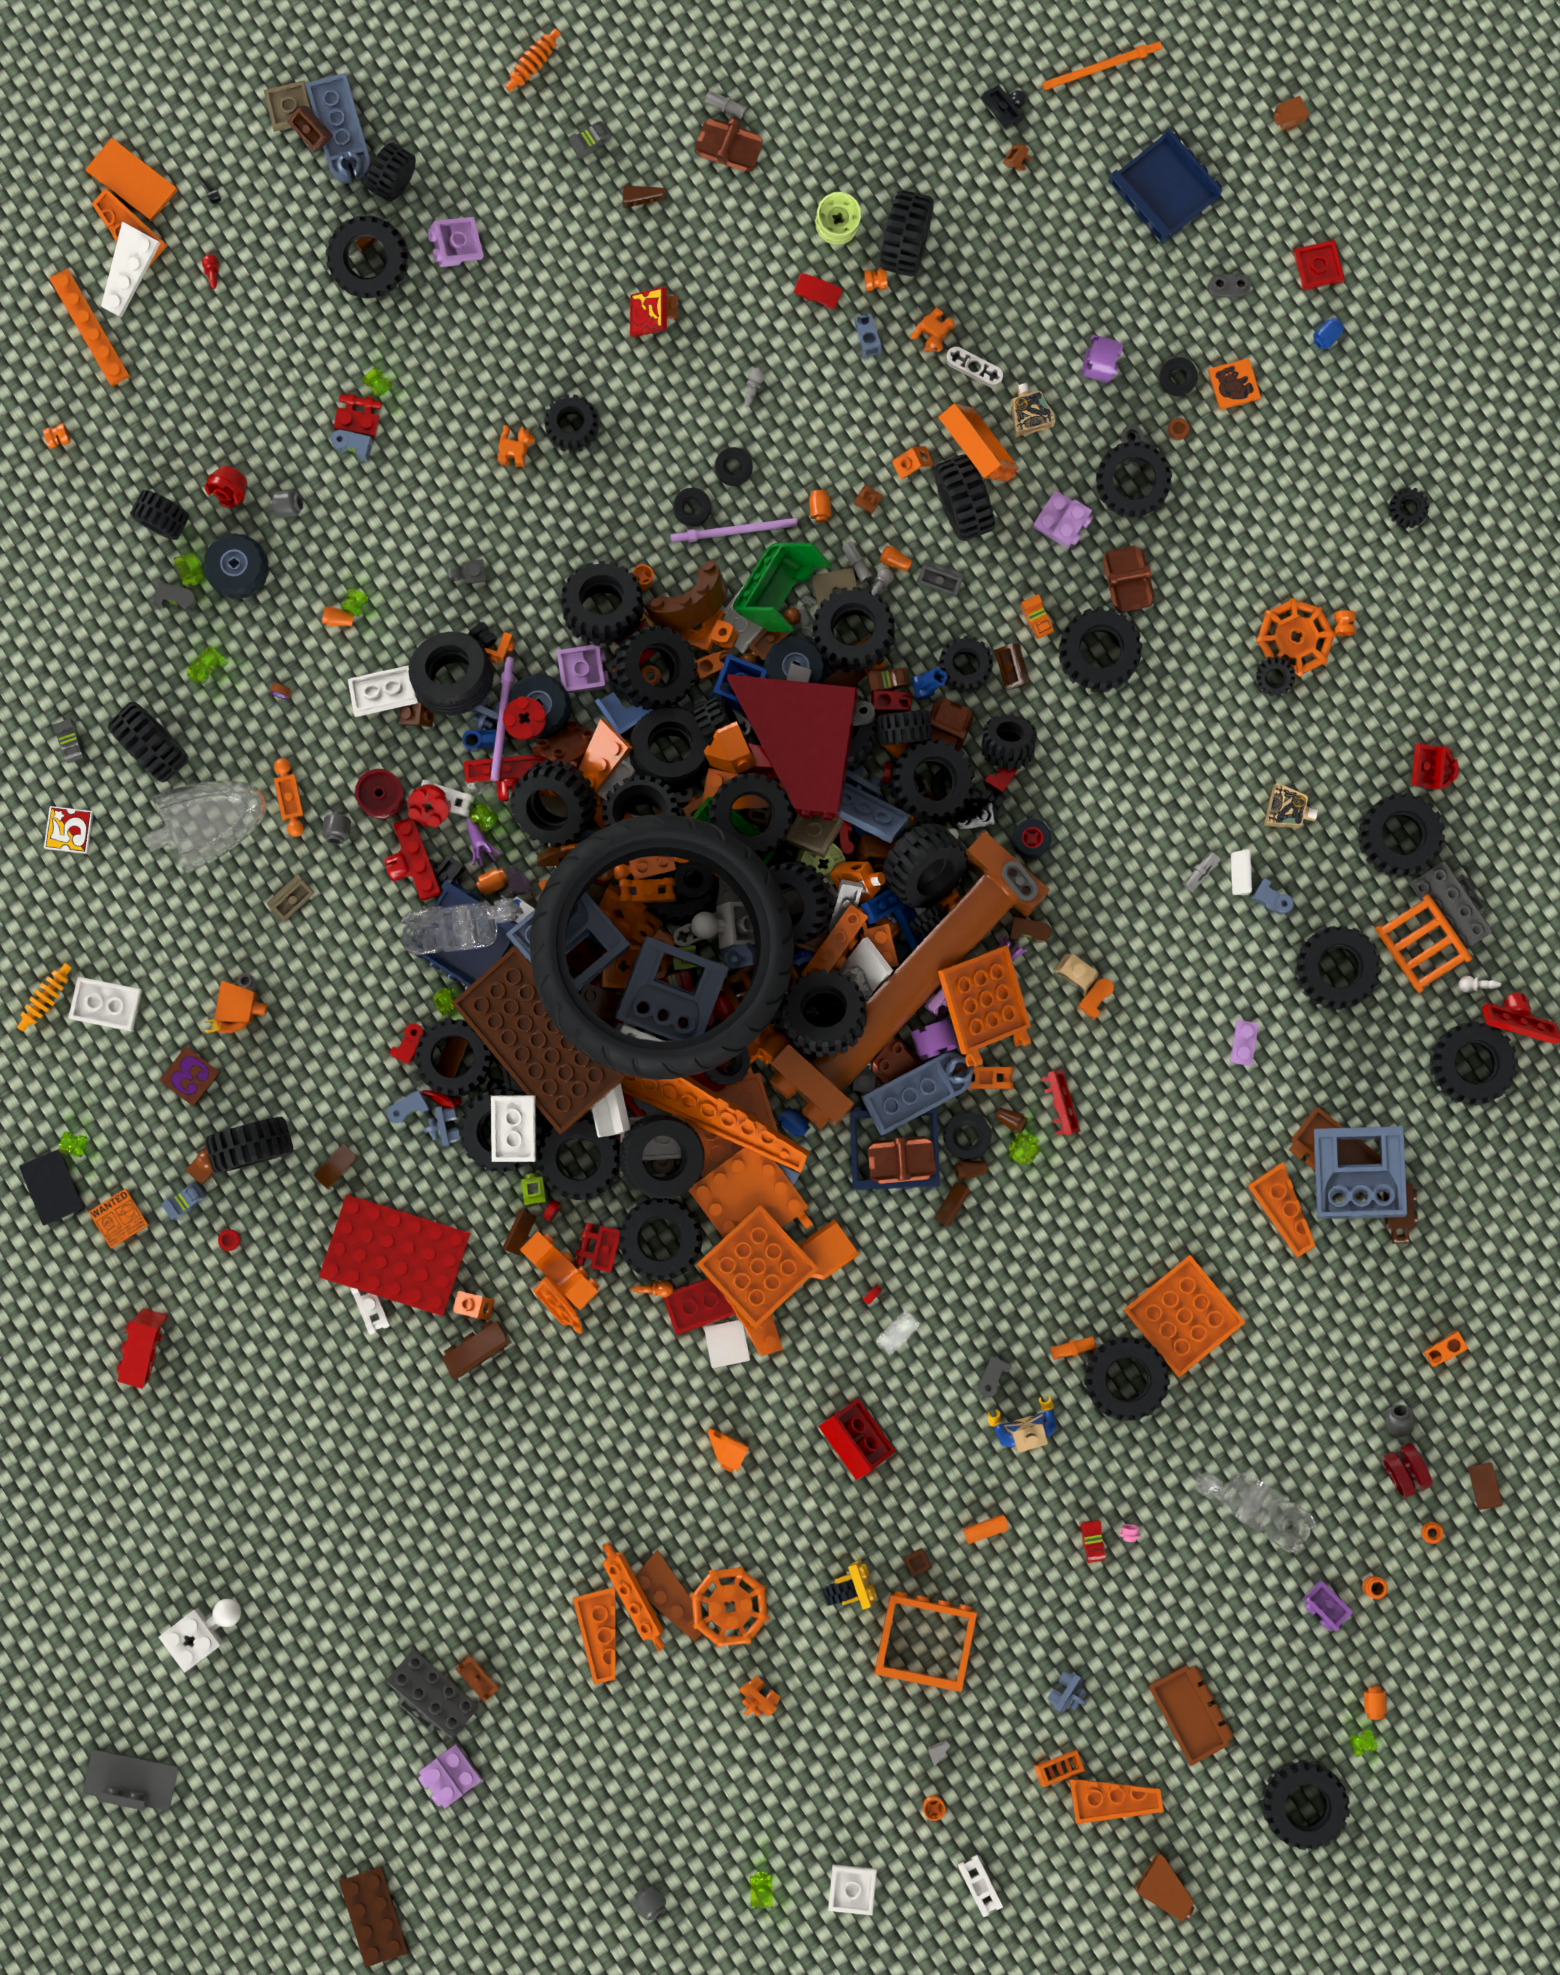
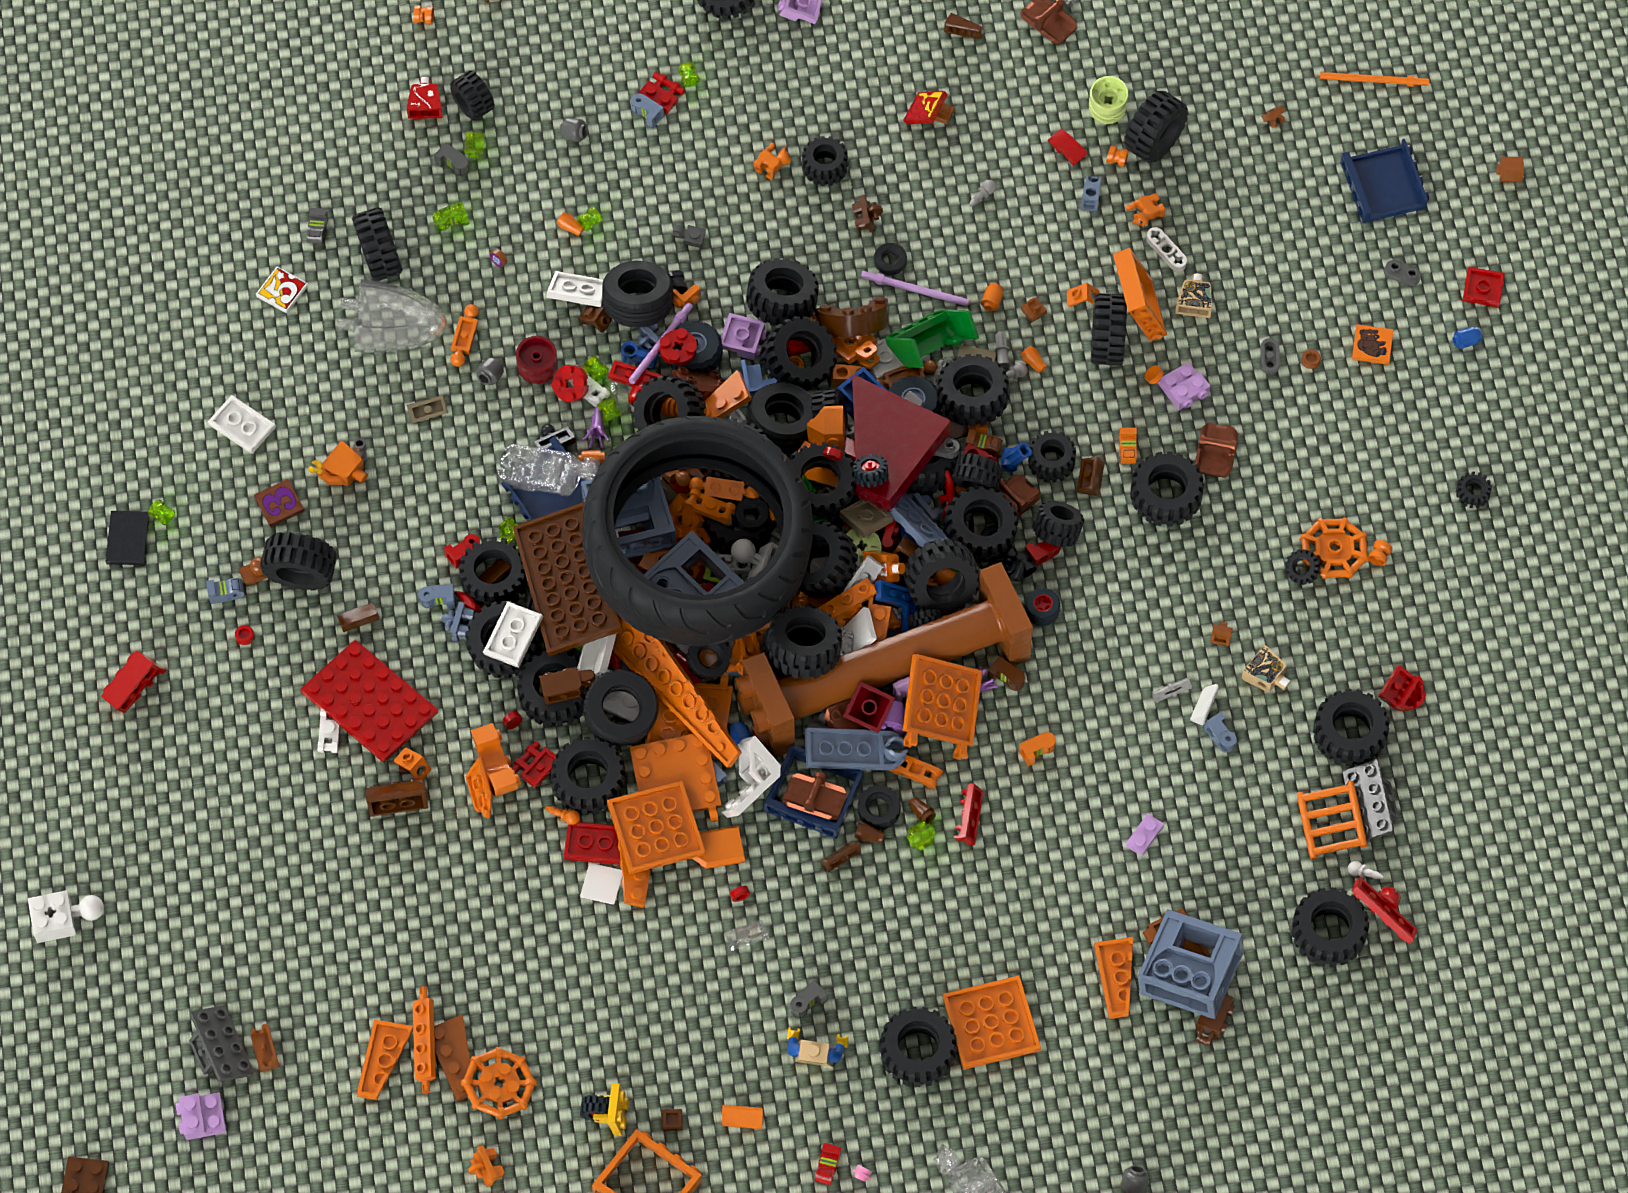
camera: 25 degrees right, 20 degrees down
(33, 1011) = (198, 398): light orange piece -> none
(109, 539) = (424, 100): none -> red torso
(118, 1218) = (167, 582): orange tile -> none
(227, 485) = (534, 98): red cone -> none
(236, 566) = (511, 156): black wheel -> none
(412, 860) = (536, 418): red plate -> none
(445, 774) = (595, 368): none -> clear neon green wheel
(519, 1232) = (481, 718): reddish brown slope -> none
(533, 1189) = (505, 697): lime window -> none
(593, 1160) = (565, 684): none -> reddish brown hinge
(637, 459) = (869, 211): none -> reddish brown hips
(644, 573) = (826, 291): orange wheel -> none
(727, 1450) = (561, 960): orange slope -> none
(733, 479) = (937, 254): black tyre -> none
(756, 788) = (833, 453): none -> red tile
(804, 788) = (871, 470): none -> black wheel
(839, 1165) = (757, 769): none -> white bracket
(857, 1439) = (670, 999): red slope -> none
(884, 760) = (950, 489): none -> red bar
(916, 1043) = (869, 707): none -> dark red slope
(940, 577) = (1064, 389): dark grey slope -> none
(1005, 107) = (1279, 76): black plate -> none
(1020, 881) = (1010, 609): dark grey plate -> none
(1026, 521) = (1153, 374): none -> orange tile
(1073, 1348) = (884, 1006): orange pin -> none
(1076, 973) = (1028, 718): tan torso -> none
(1101, 359) = (1271, 280): medium lavender brick -> none
(1111, 496) = (1254, 396): black tyre -> none
(1178, 389) = (1324, 330): black tyre -> none
(1224, 787) = (1221, 634): none -> dark orange tile
(1358, 947) = (1256, 783): black tyre -> none
(1445, 1349) = (1201, 1143): orange leg -> none

